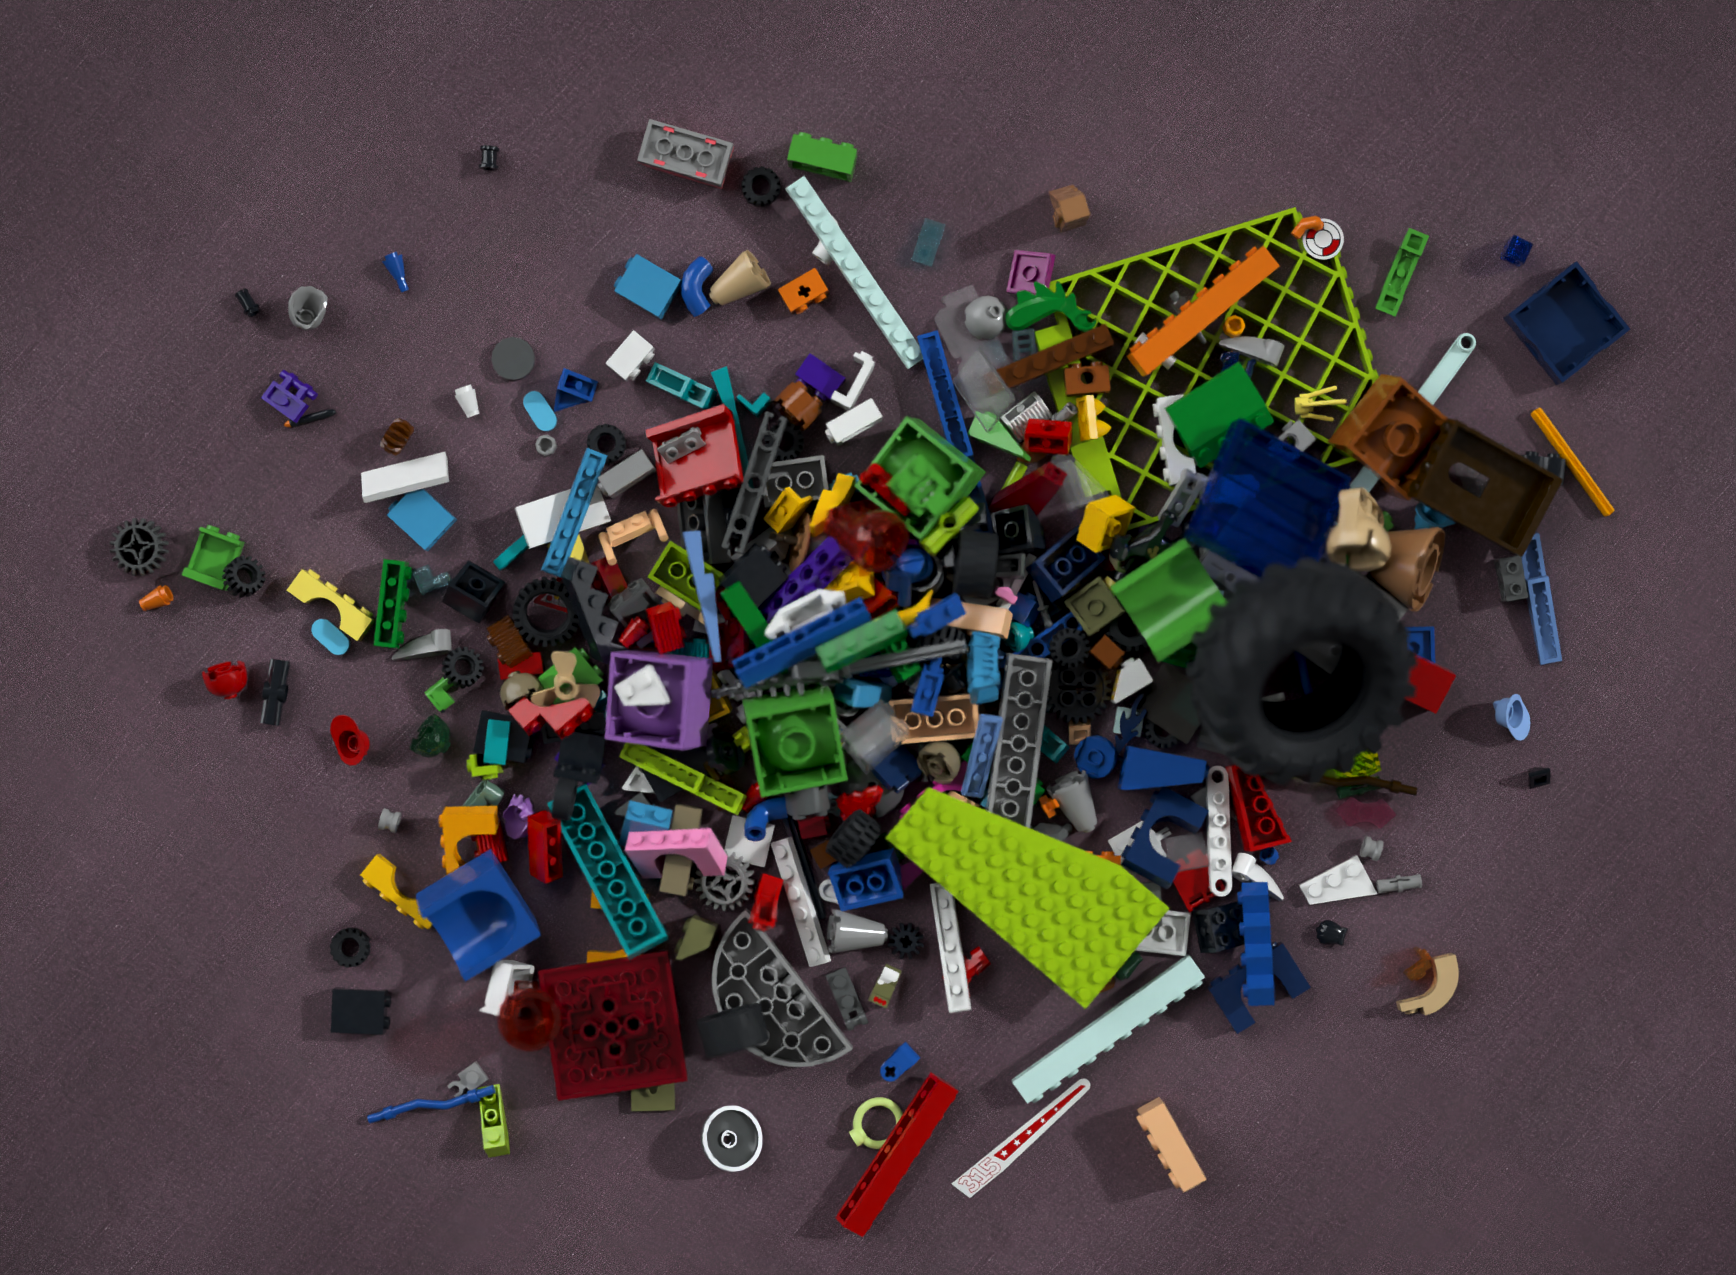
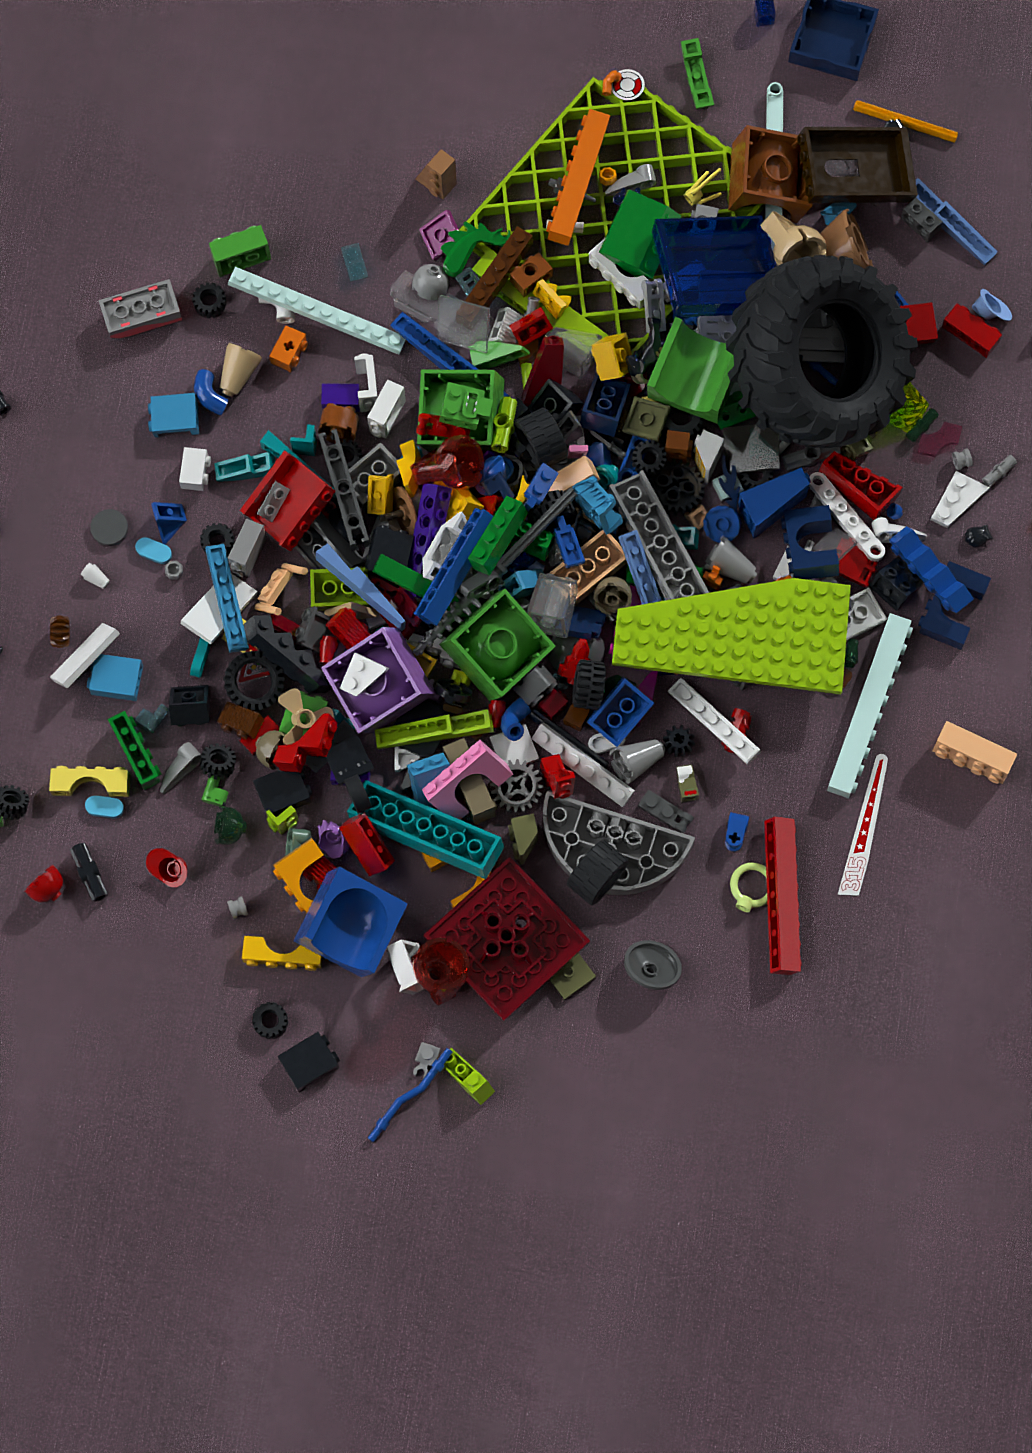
camera: 30 degrees left, 15 degrees down
(497, 741) = (279, 793): teal tile -> none
(1393, 786) = (882, 437): dark brown bar -> none
(1477, 725) = (972, 330): none -> red brick

